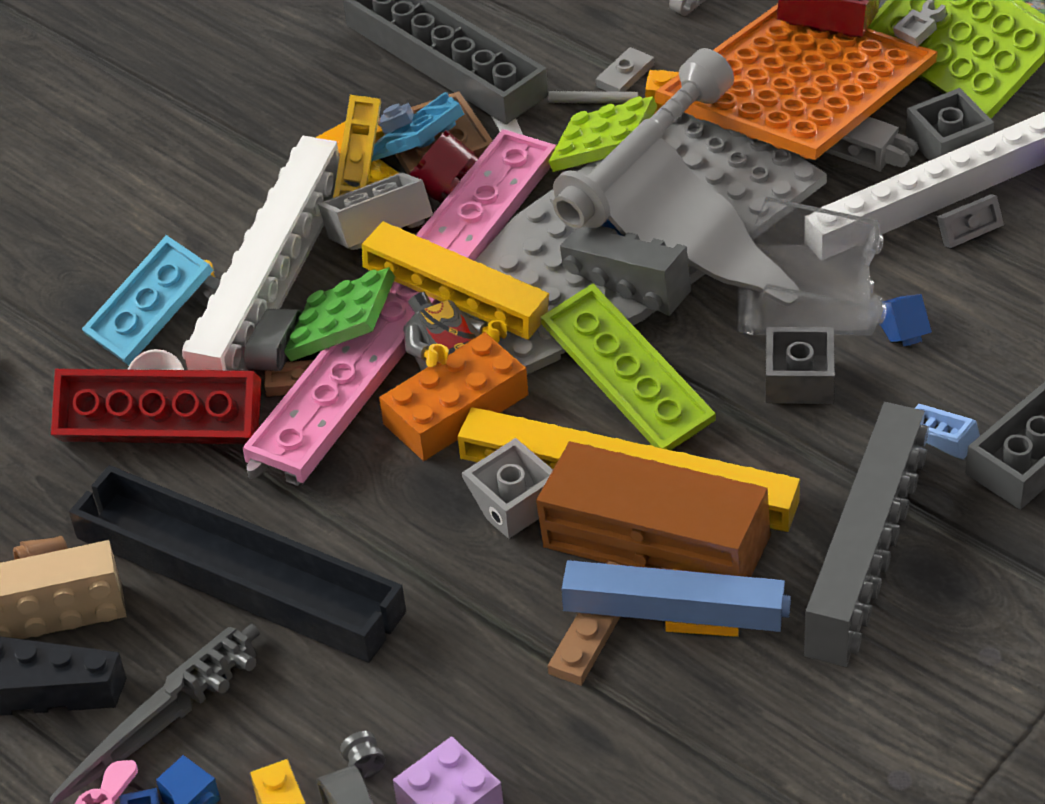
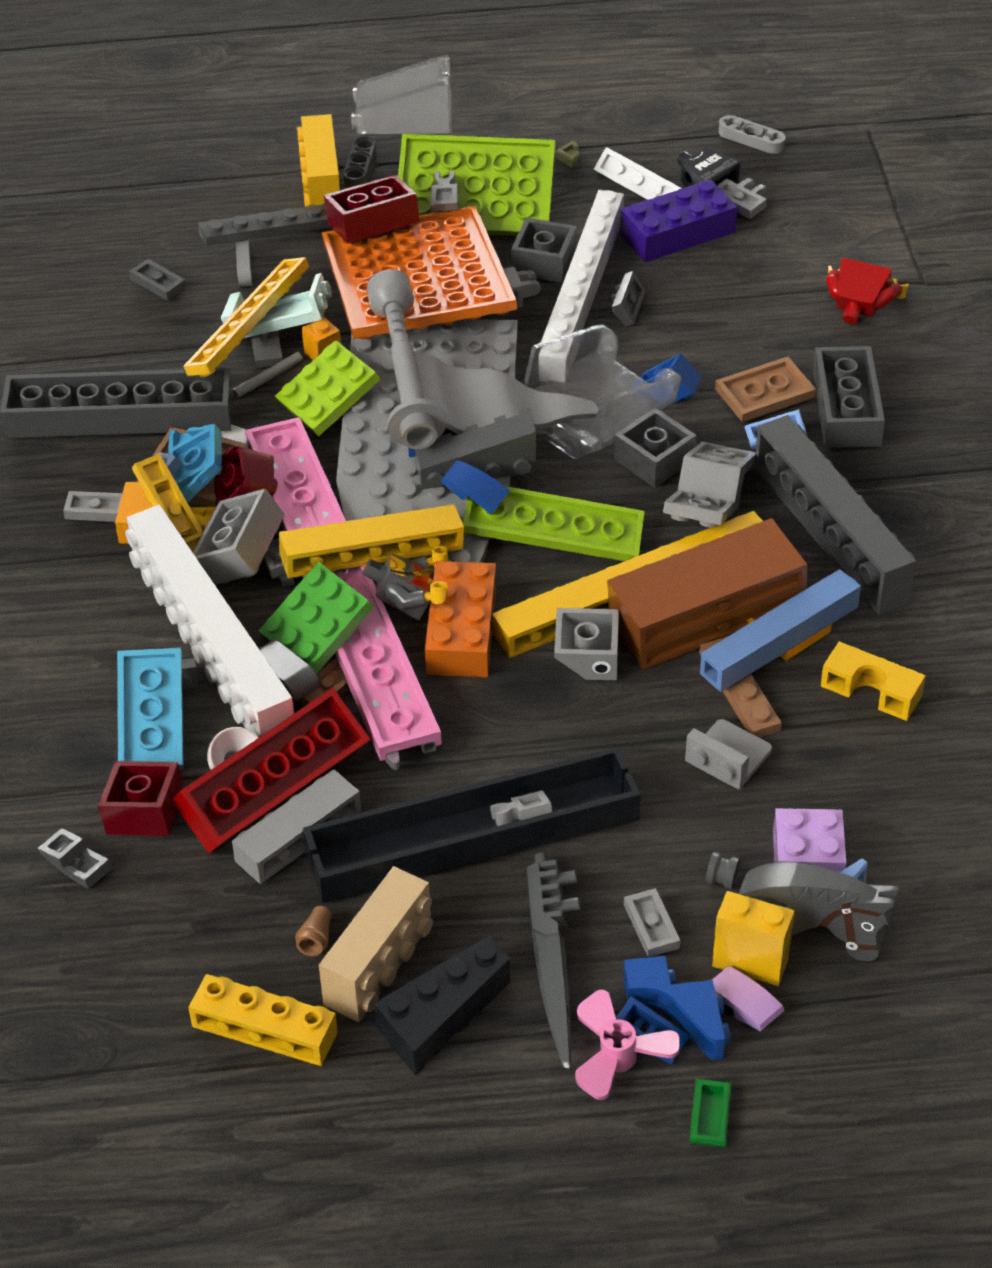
camera: 50 degrees left, 0 degrees up
(51, 349) = (140, 798): none -> dark red brick
(147, 458) = (279, 835): none -> light grey brick
(258, 747) = (651, 922): none -> light grey plate
(276, 578) = (521, 808): none -> light grey plate
(323, 113) = (92, 506): none -> light grey plate
(502, 666) = (726, 752): none -> light grey bracket
(582, 289) = (469, 481): none -> blue slope
(625, 31) = (245, 317): none -> yellow plate
(631, 39) = (289, 310): none -> light aqua panel
(698, 678) = (852, 668): none -> yellow arch
(794, 428) = (709, 484): none -> light grey bracket
(979, 381) = (765, 389): none -> medium nougat plate

